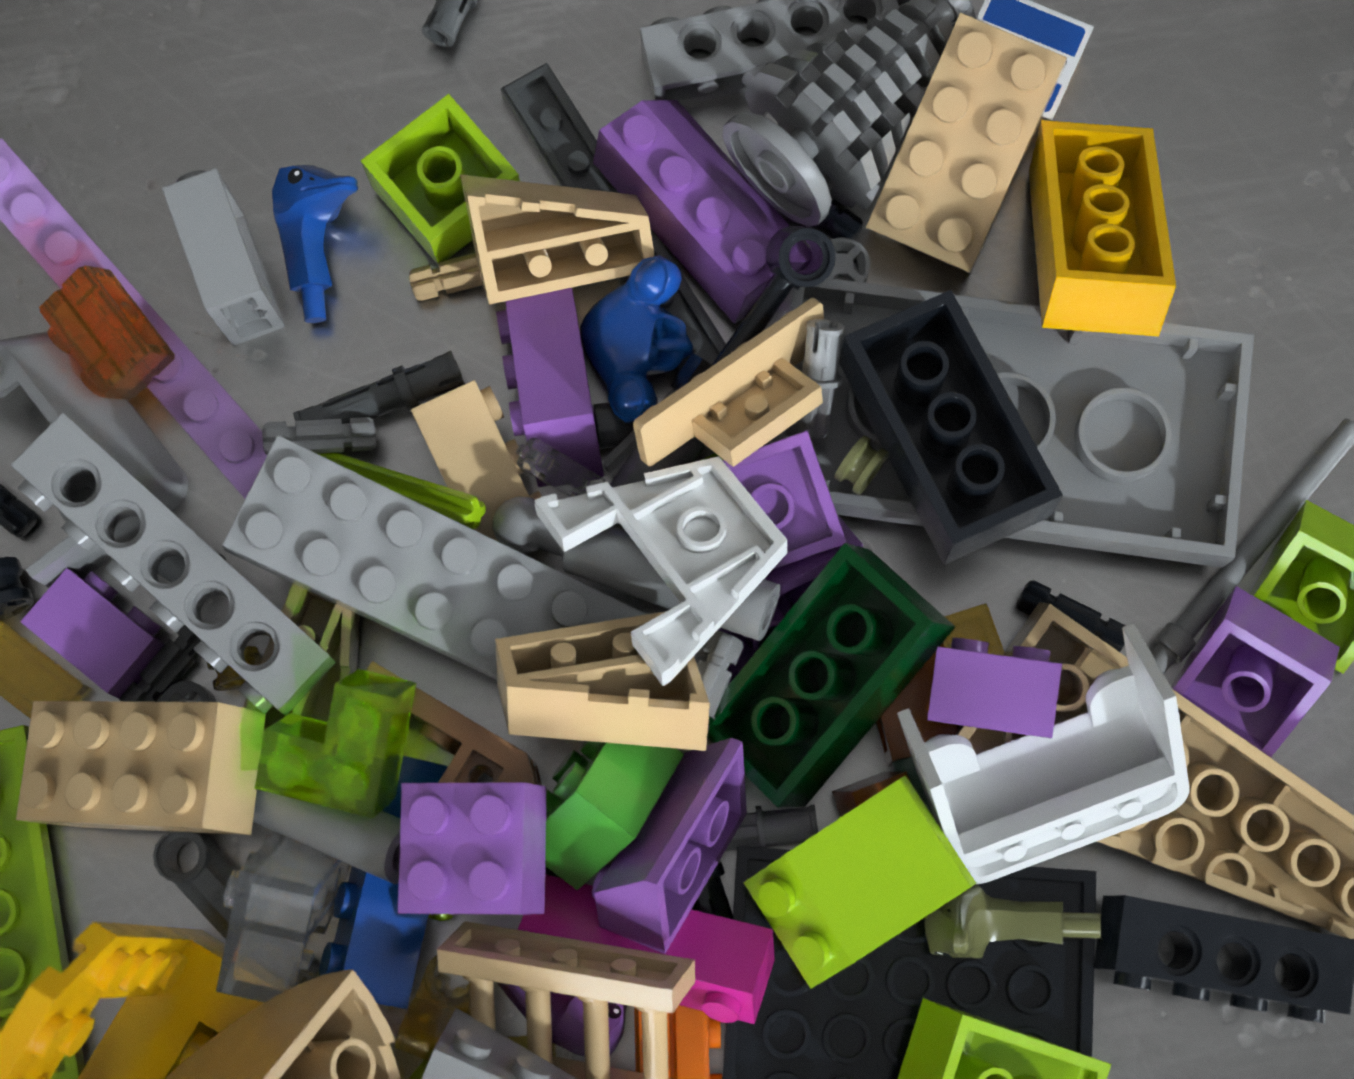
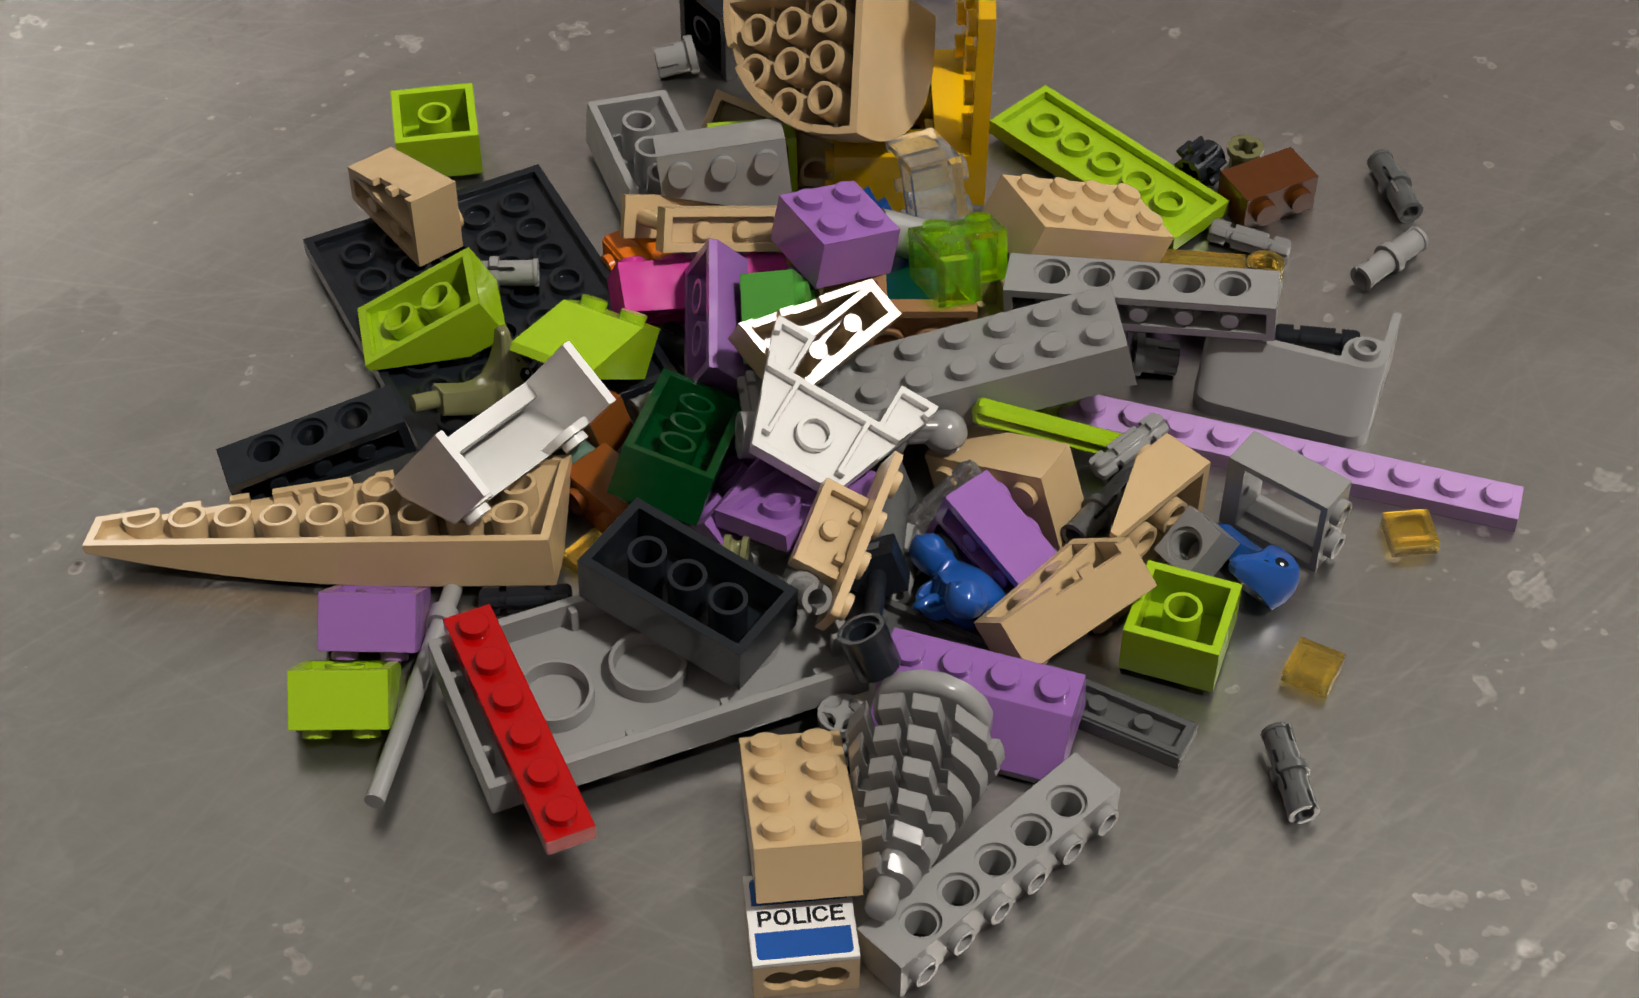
camera: 145 degrees right, 30 degrees down
(105, 334) = (1318, 422): clear orange brick -> none
(114, 193) = (1410, 533): none -> clear yellow tile
(340, 95) = (1313, 667): none -> clear yellow tile
(352, 265) = (1195, 526): none -> light grey brick
(371, 321) = (1159, 489): none -> tan slope
(995, 690) = (556, 469): medium lavender brick -> none
(1100, 229) = (656, 798): yellow brick -> none
(1195, 387) = (520, 730): none -> red plate

